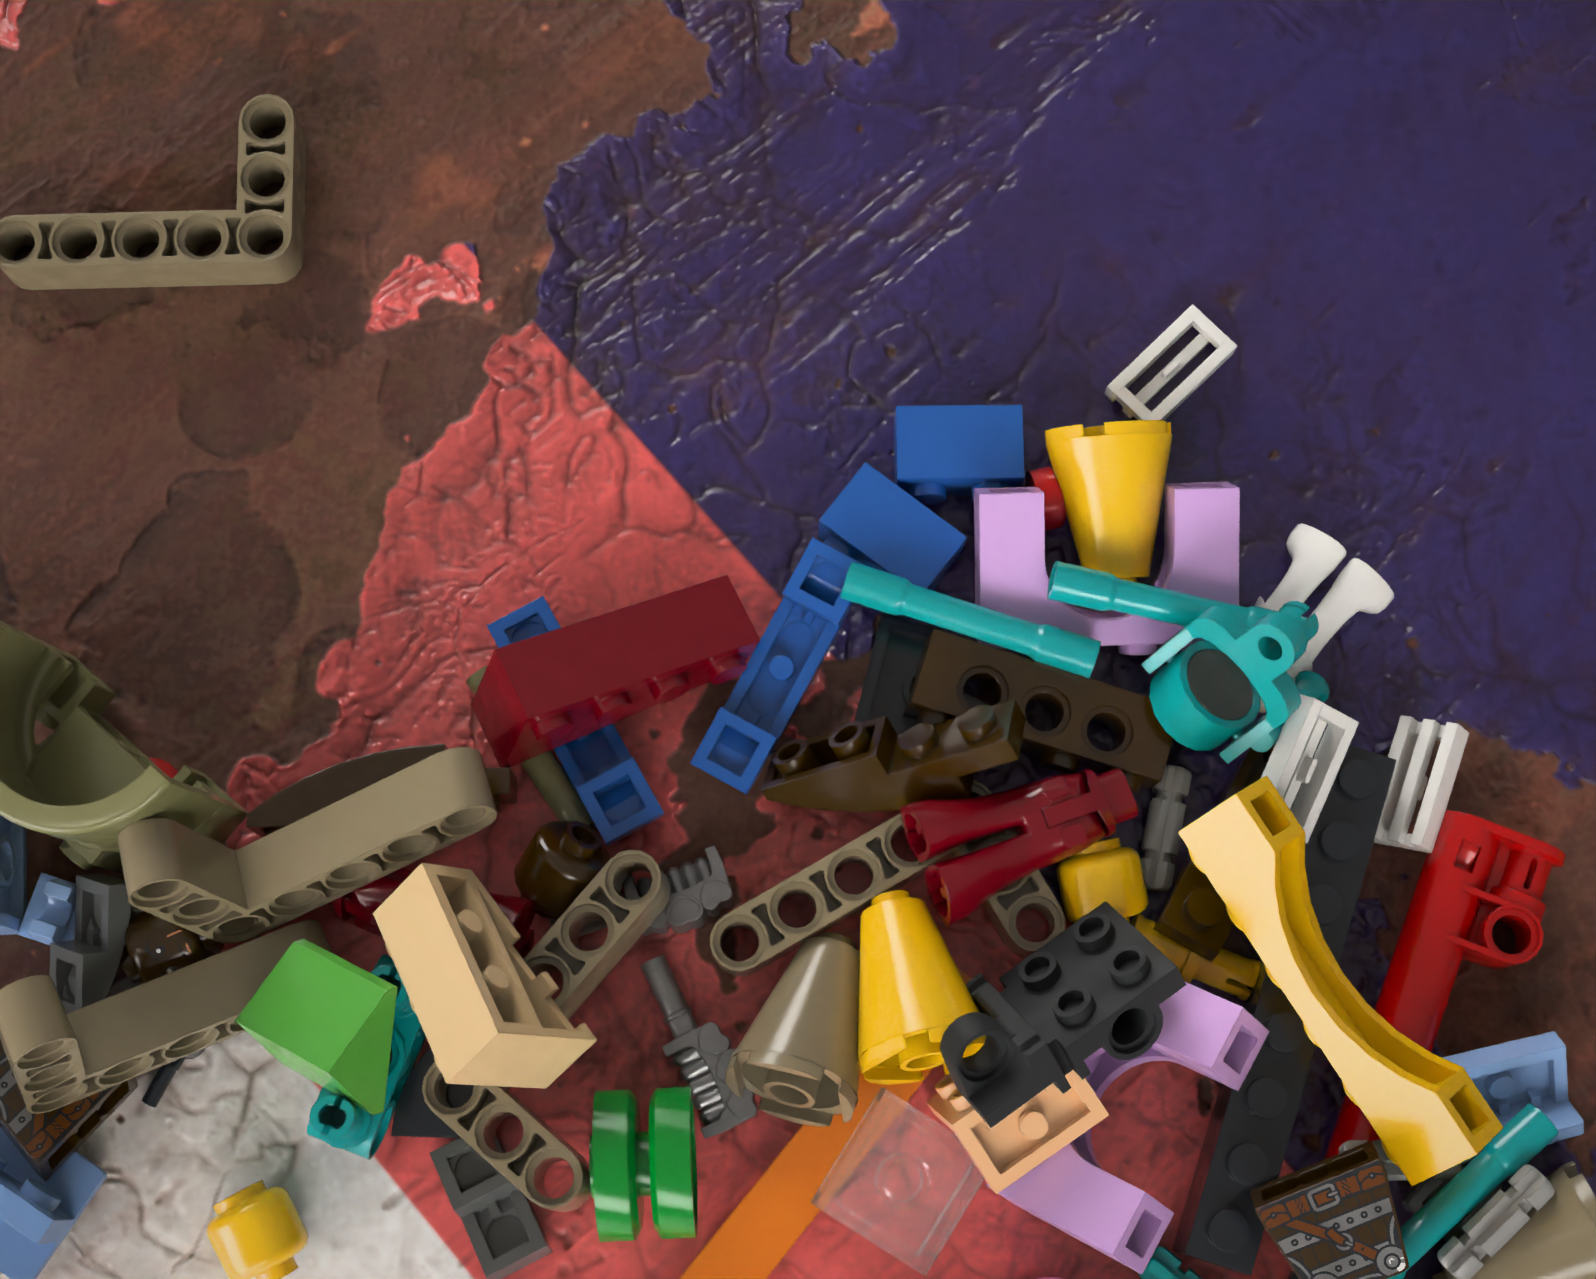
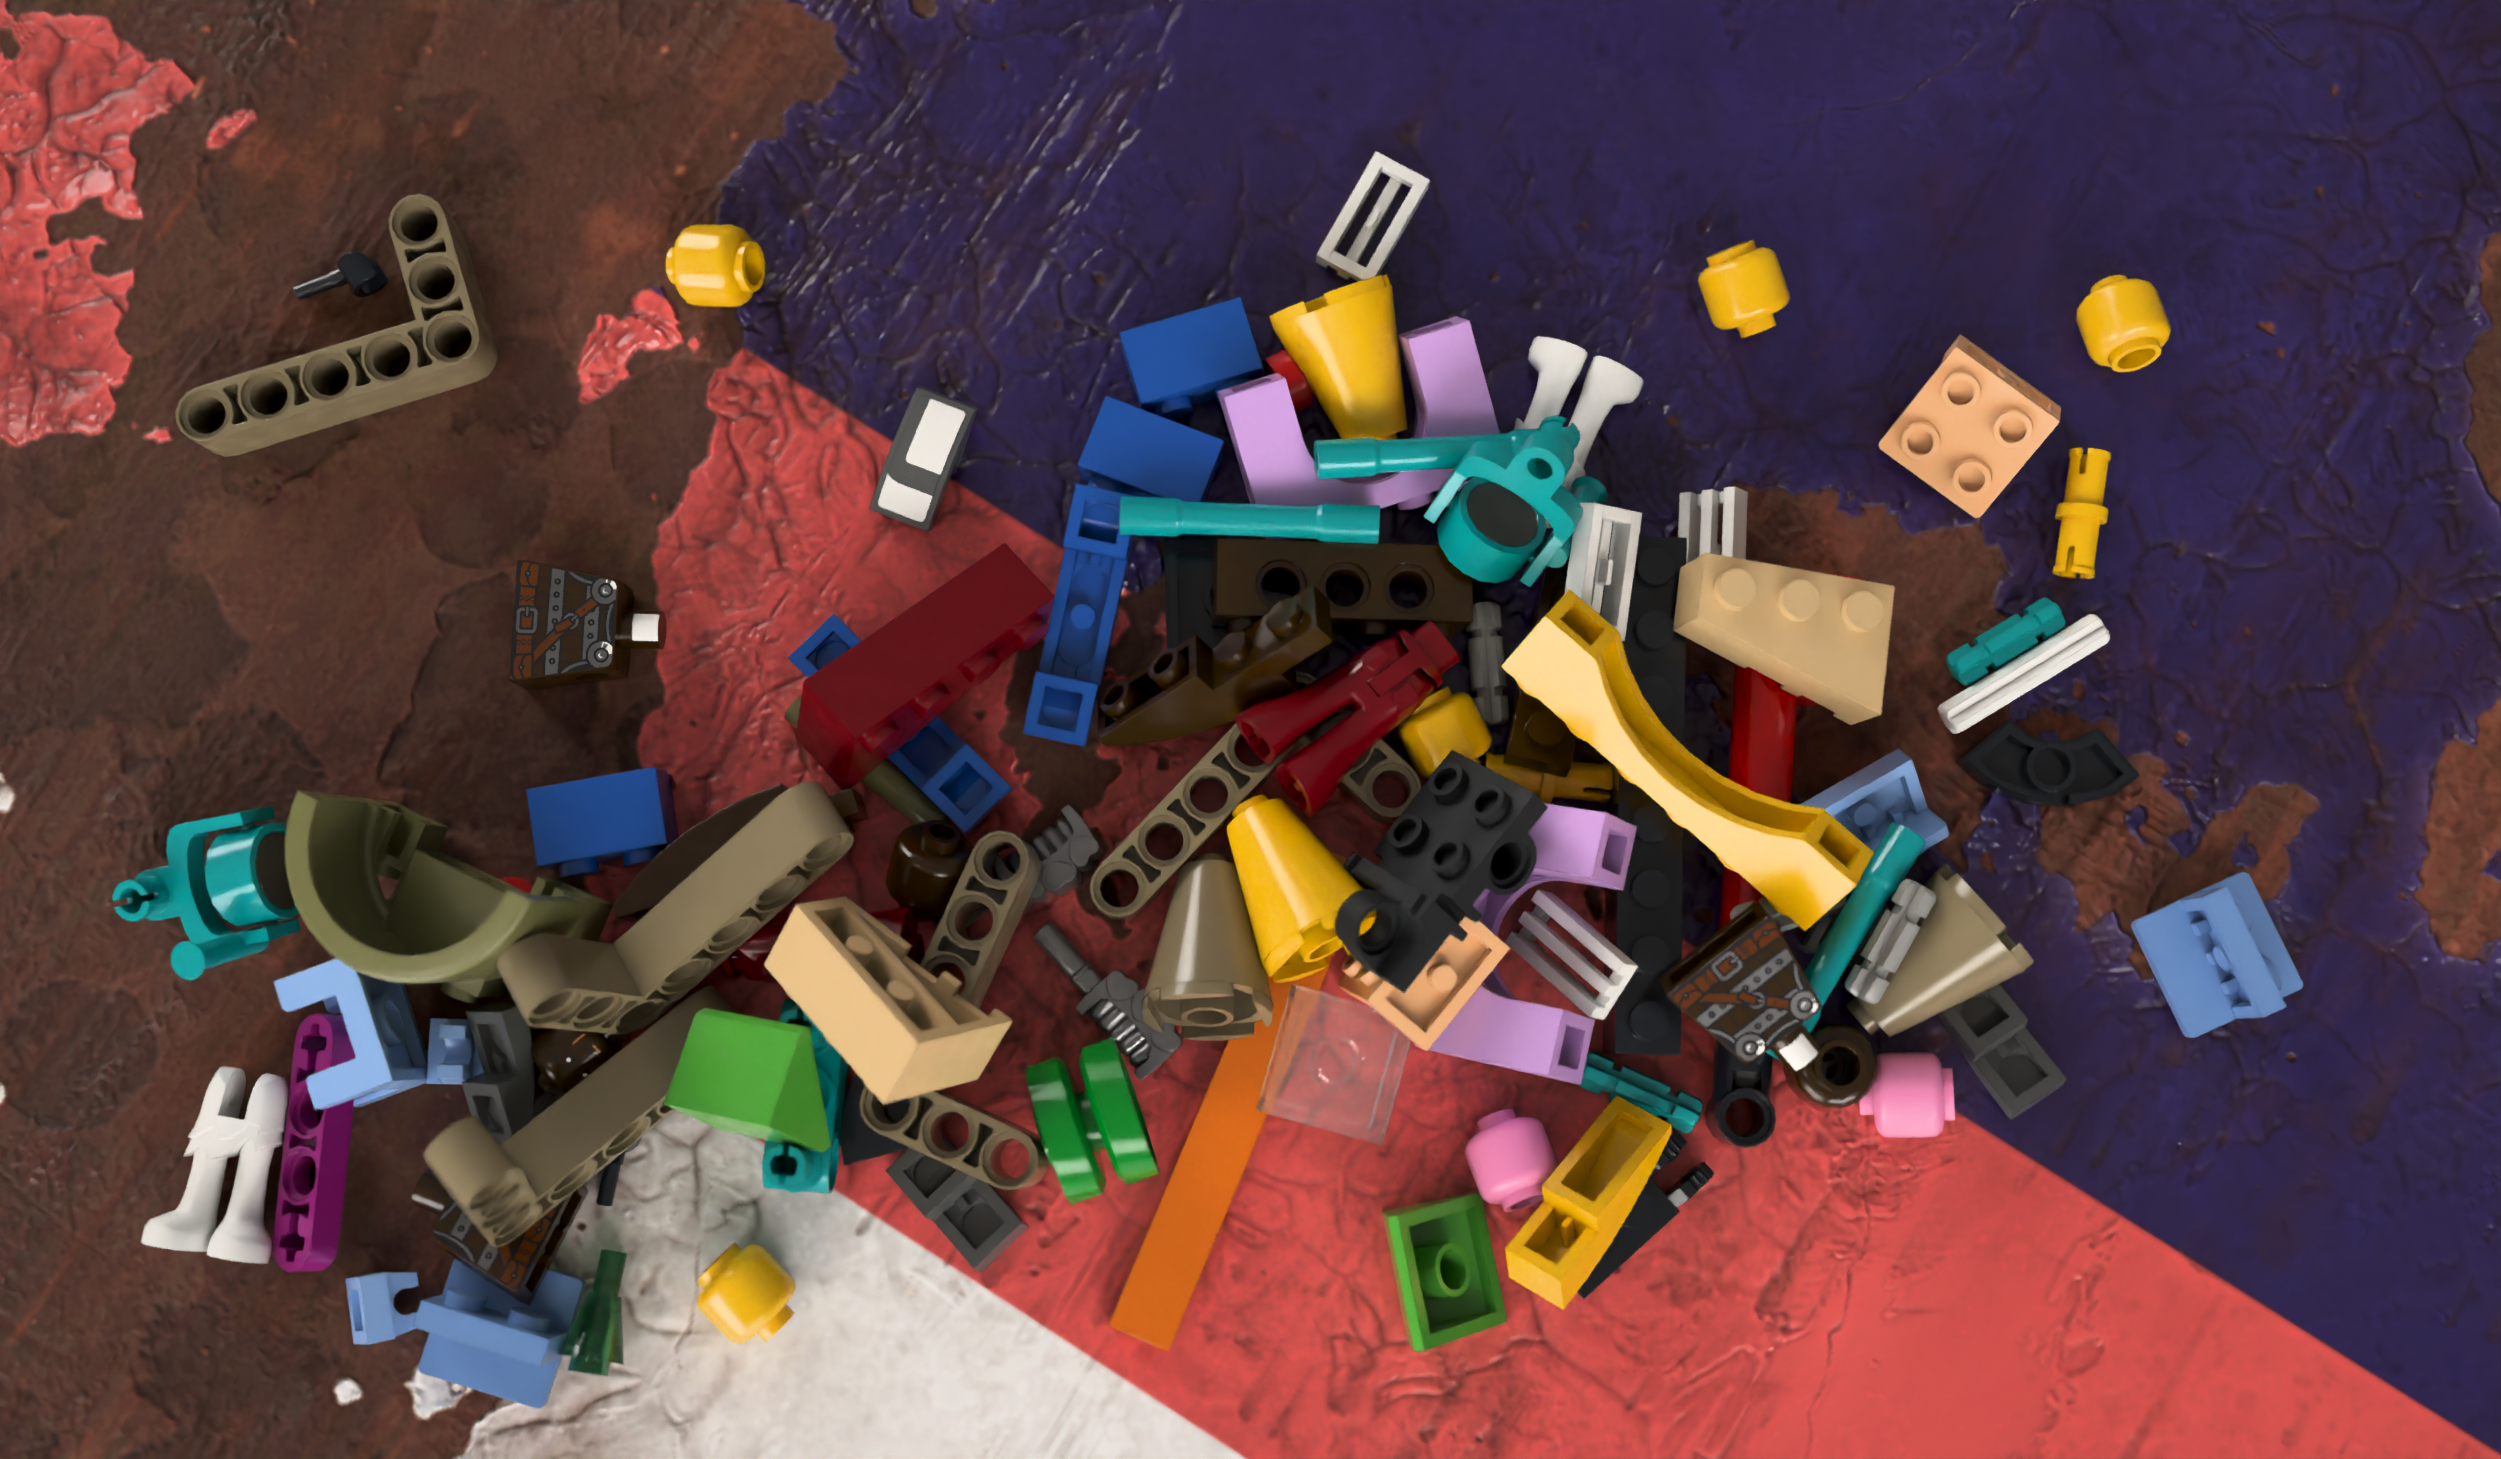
camera: 20 degrees left, 5 degrees up
(103, 1226) = (597, 1330): none -> clear green cone
(196, 150) = (354, 269): none -> black hand
(262, 731) = (602, 821): none -> blue brick
(295, 539) = (575, 627): none -> torso
(531, 238) = (715, 265): none -> yellow head
(672, 473) = (923, 458): none -> slope
(1139, 1102) = (1535, 927): none -> white tile
(1480, 876) = (1793, 625): none -> tan wedge
(1518, 534) = (1744, 288): none -> yellow head

